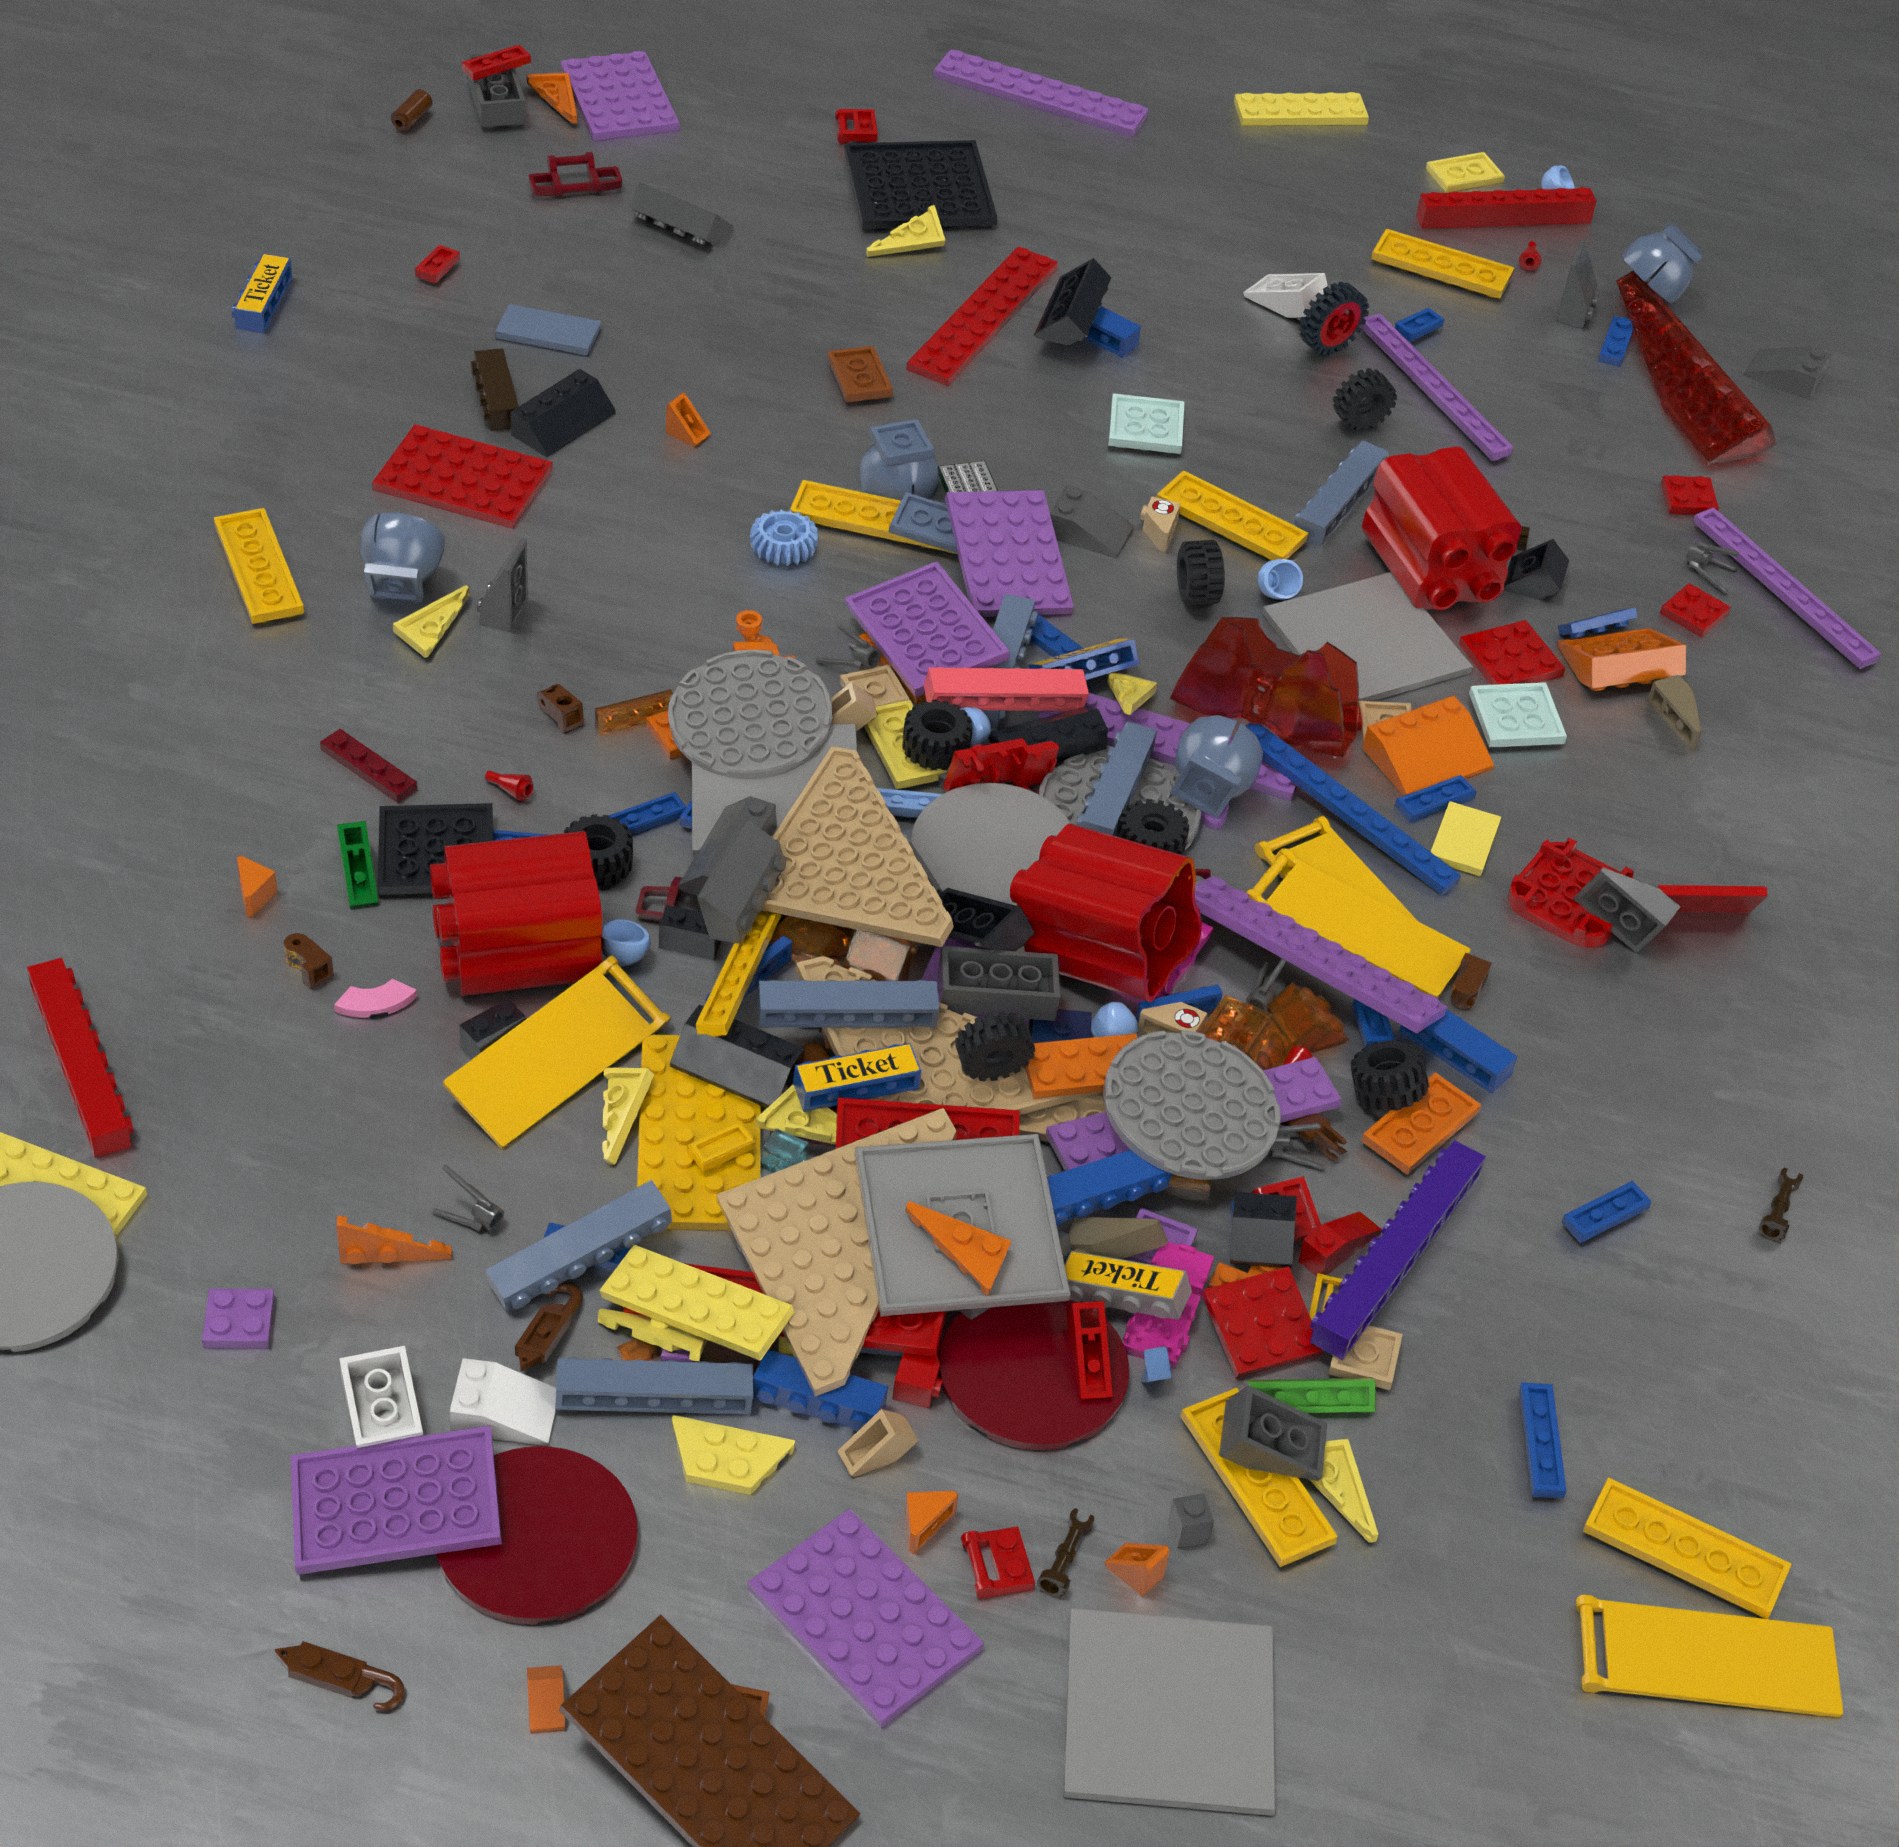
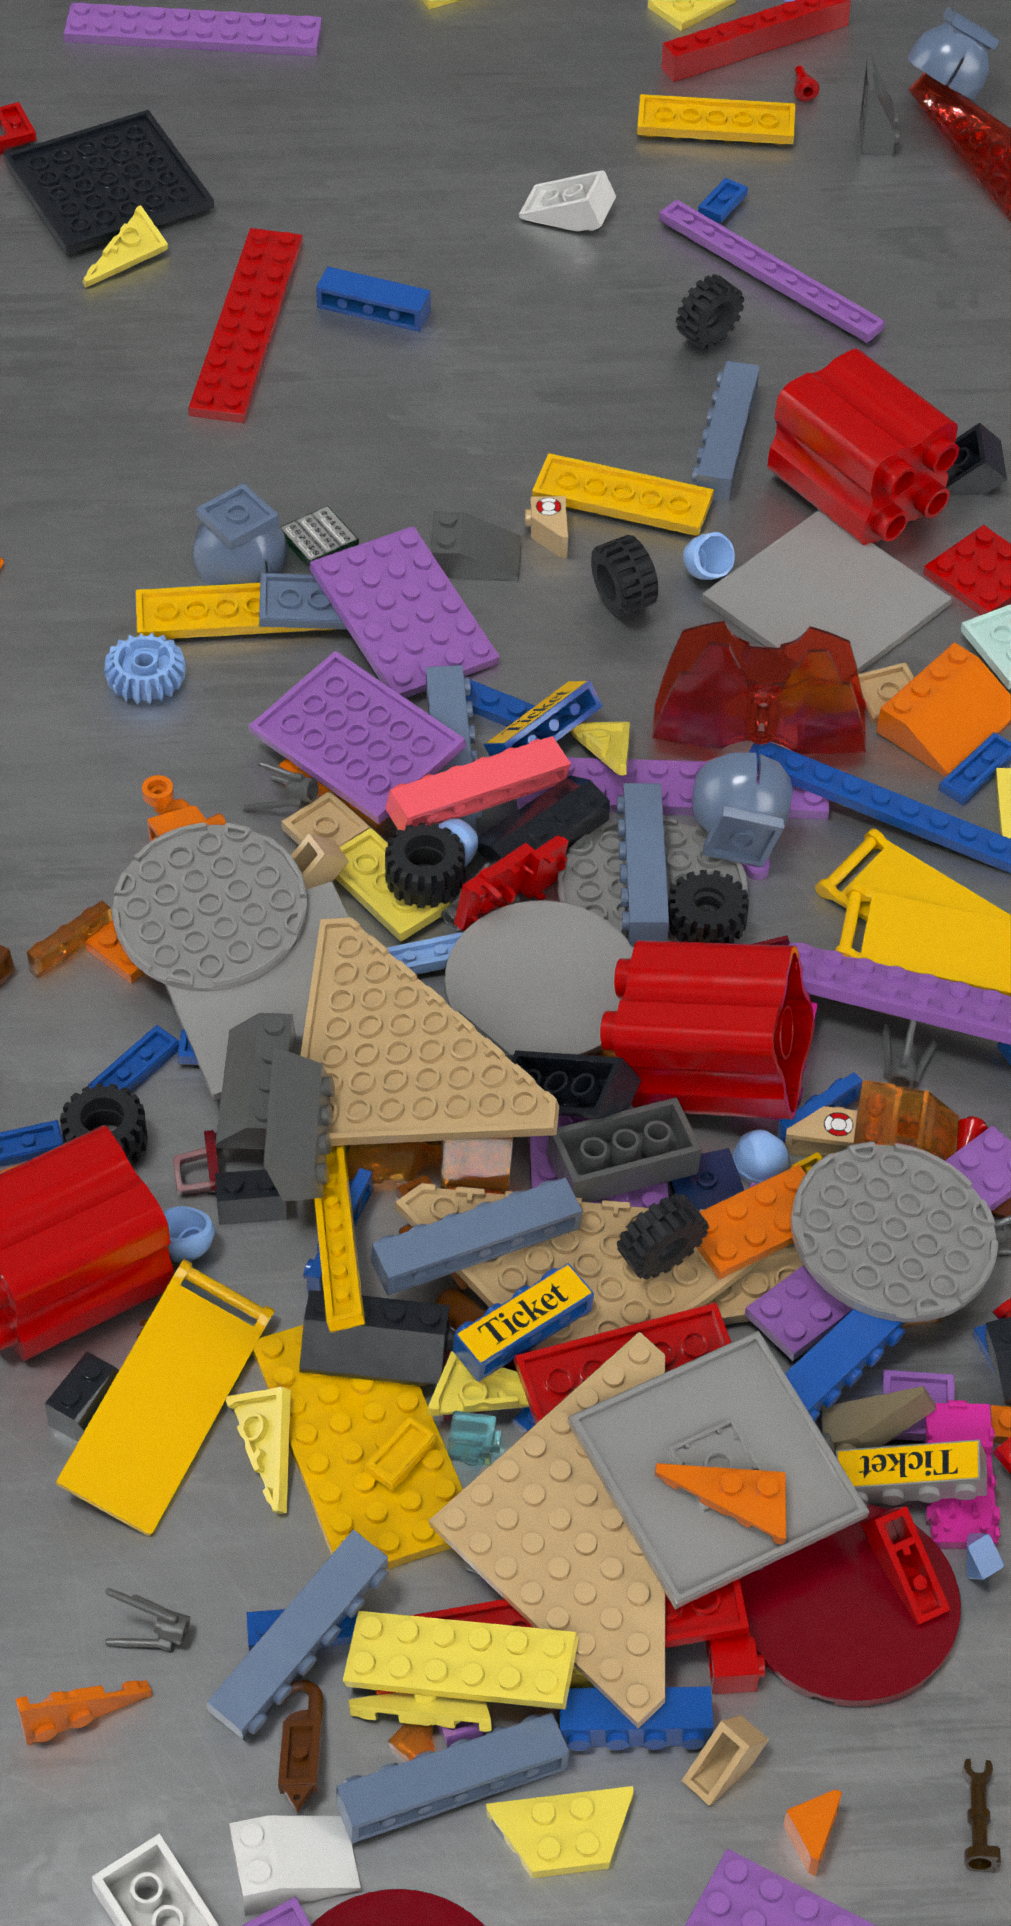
camera: 15 degrees left, 5 degrees up
(860, 374) = (142, 437): dark orange plate -> none
(1008, 1561) = (919, 1845): red plate -> none
(1074, 304) = (349, 286): black slope -> none
(1146, 423) = (483, 406): light aqua plate -> none
(1307, 1019) = (961, 1081): clear orange slope -> none
(1333, 318) = (637, 222): black wheel -> none
(1616, 341) = (935, 161): blue plate -> none

